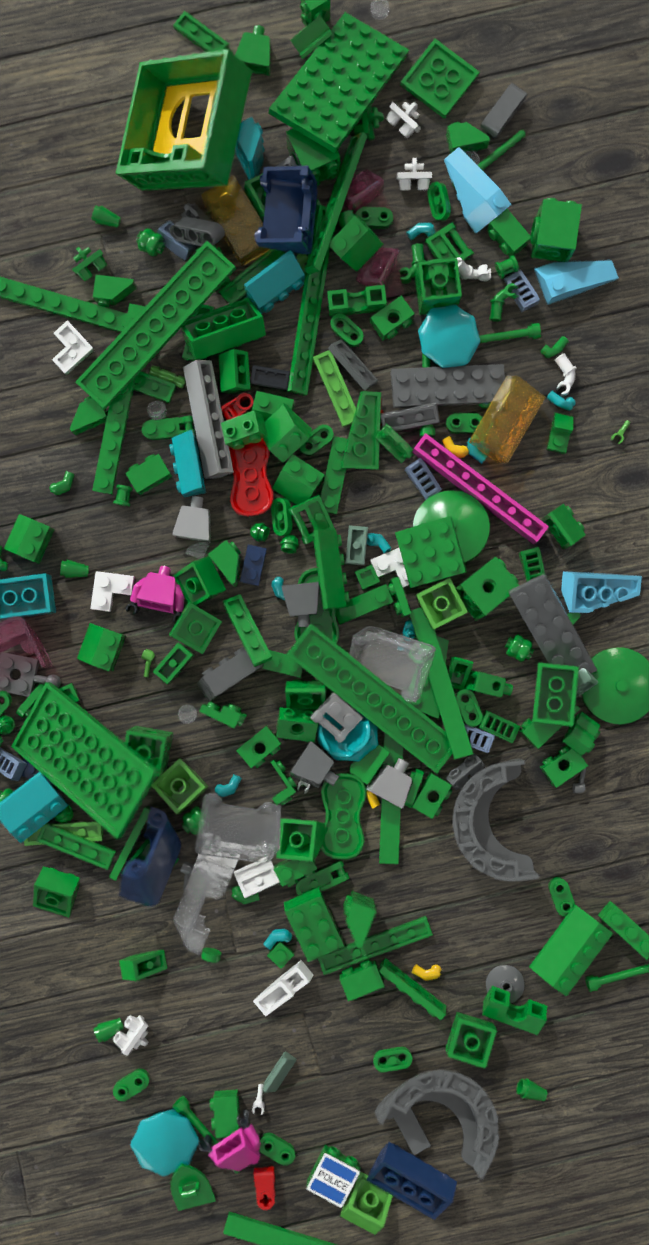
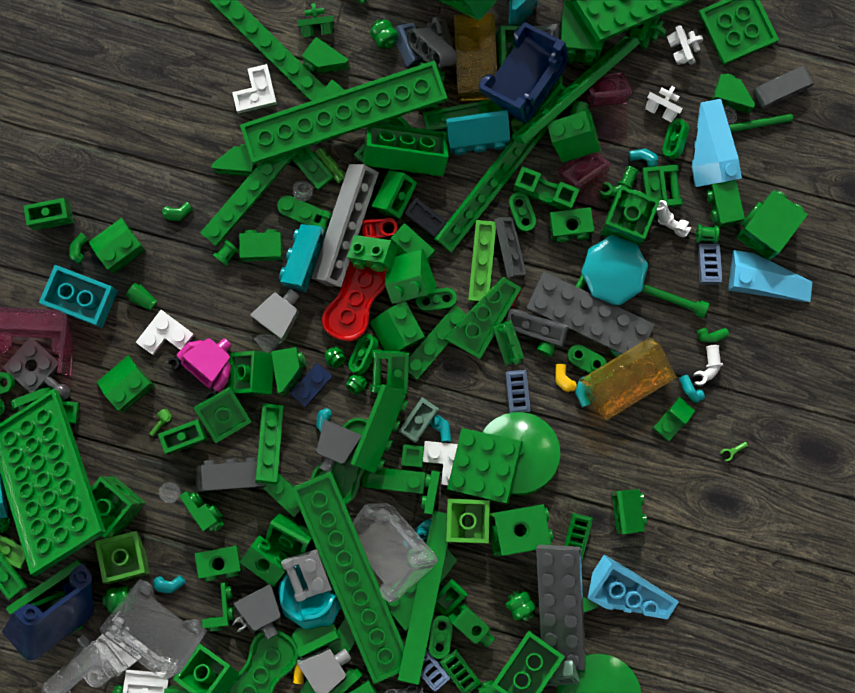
camera: 30 degrees right, 5 degrees down
(374, 219) = (604, 123): green plate -> none
(480, 488) = (566, 431): dark pink brick -> none
(498, 301) = (681, 262): green piece -> none

